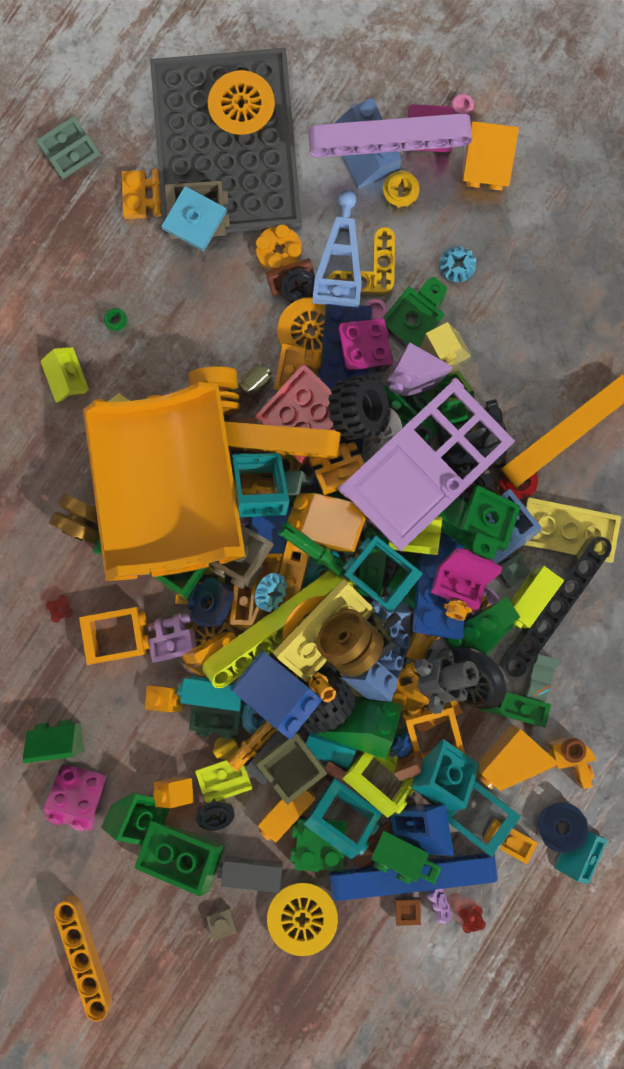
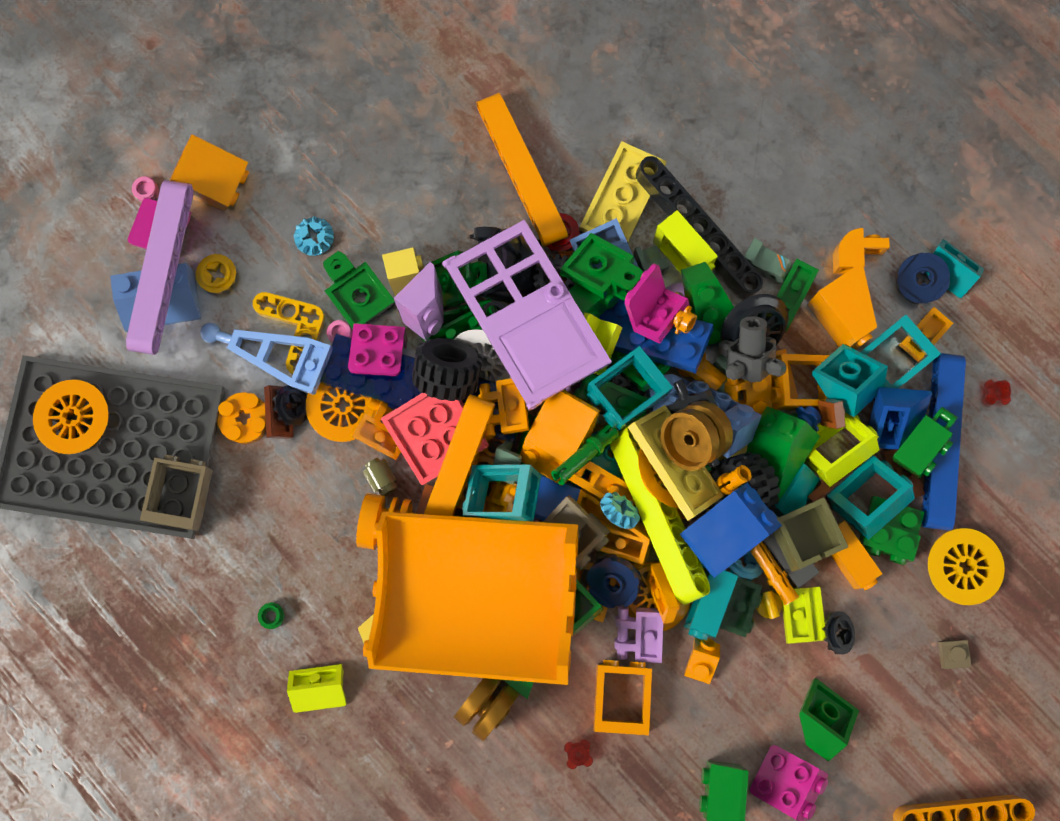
camera: 75 degrees left, 5 degrees down
(68, 147) = (59, 623): sand green slope -> none
(135, 194) = (134, 560): light orange plate -> none
(173, 792) = (806, 672): light orange brick -> none
(179, 857) = (877, 682): green slope -> none
(194, 218) = (188, 496): medium azure plate -> none
(250, 874) = (909, 609): dark grey brick -> none
(407, 911) = (978, 455): dark orange plate -> none
(440, 905) = (978, 420): lavender piece -> none
(580, 753) = (850, 239): dark orange plate -> none

